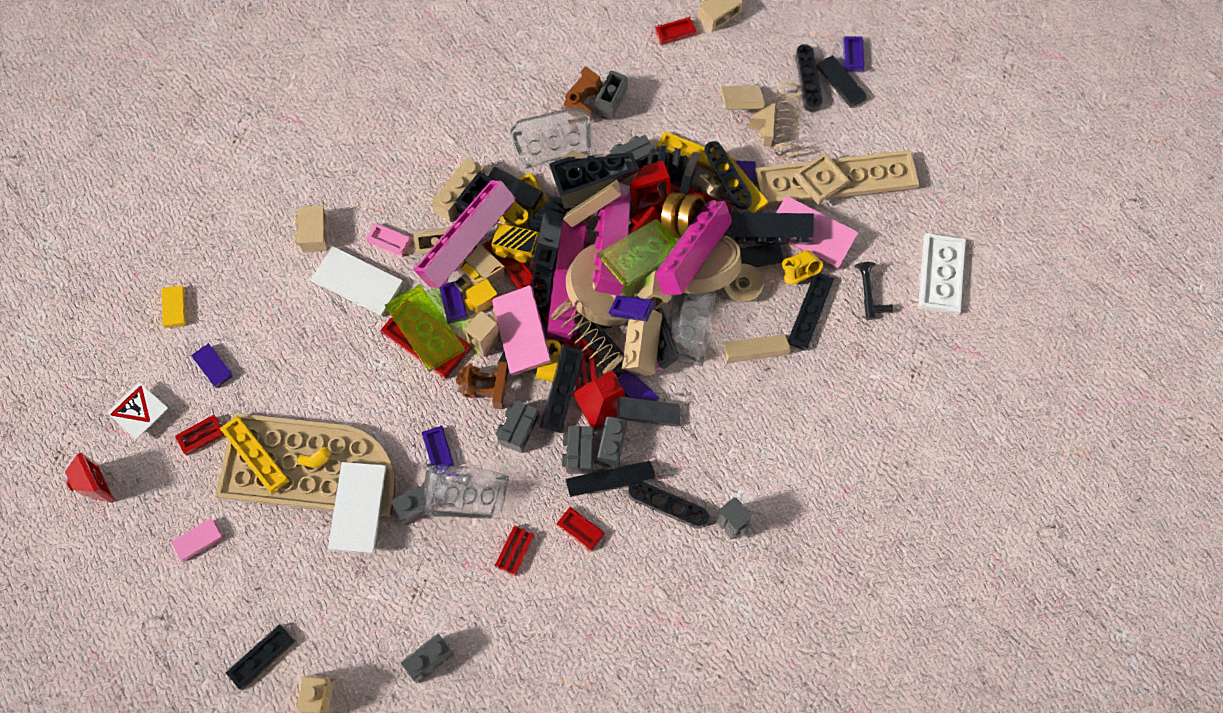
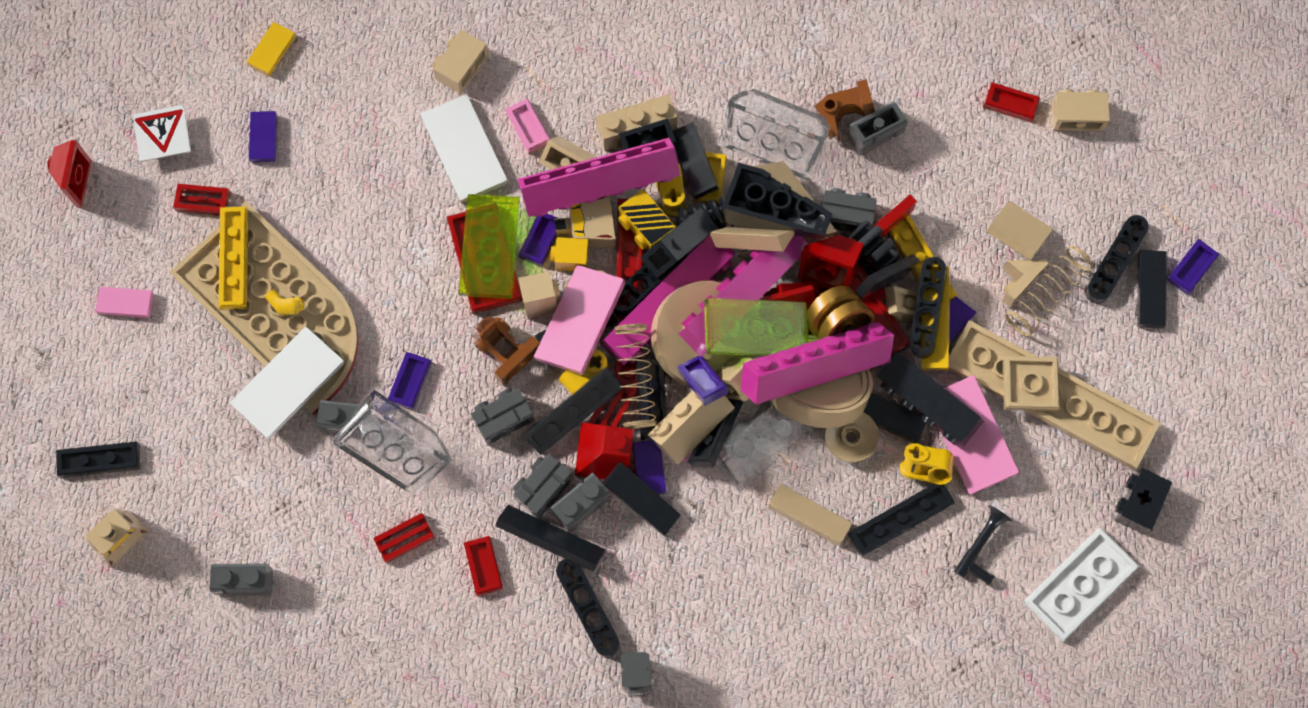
camera: 40 degrees right, 5 degrees up
(665, 132) = (897, 215): none -> red tile
(937, 200) = (1154, 492): none -> black brick

